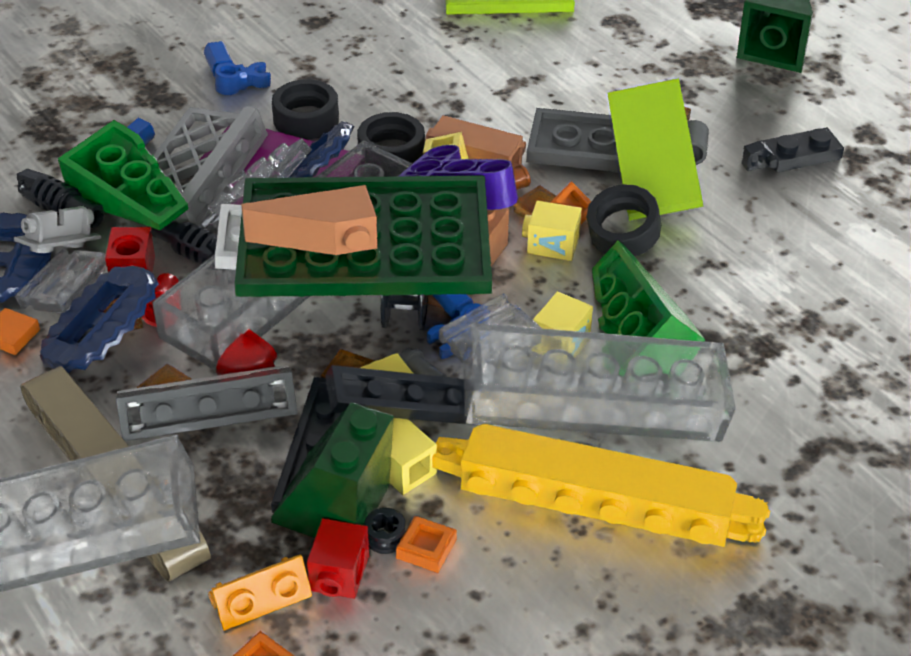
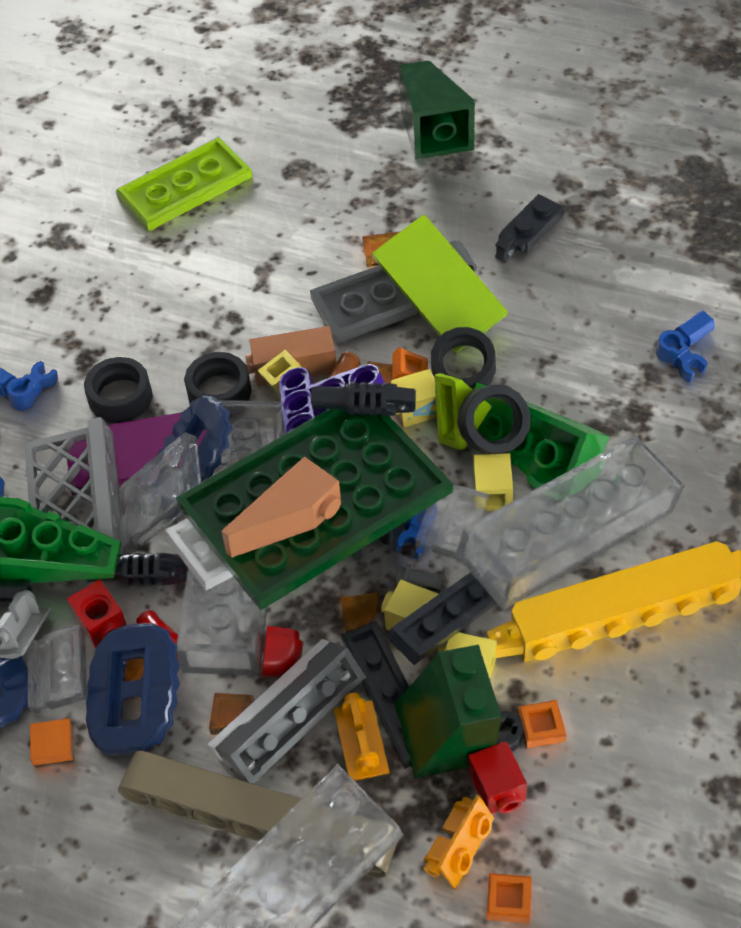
camera: 30 degrees left, 10 degrees up
(254, 463) = (360, 738): none -> light orange hinge
(472, 178) = (365, 398): none -> black hinge
(578, 251) = (449, 396): none -> lime slope
(602, 236) = (520, 412): none -> black tyre
(851, 306) = (675, 344): none -> blue bar

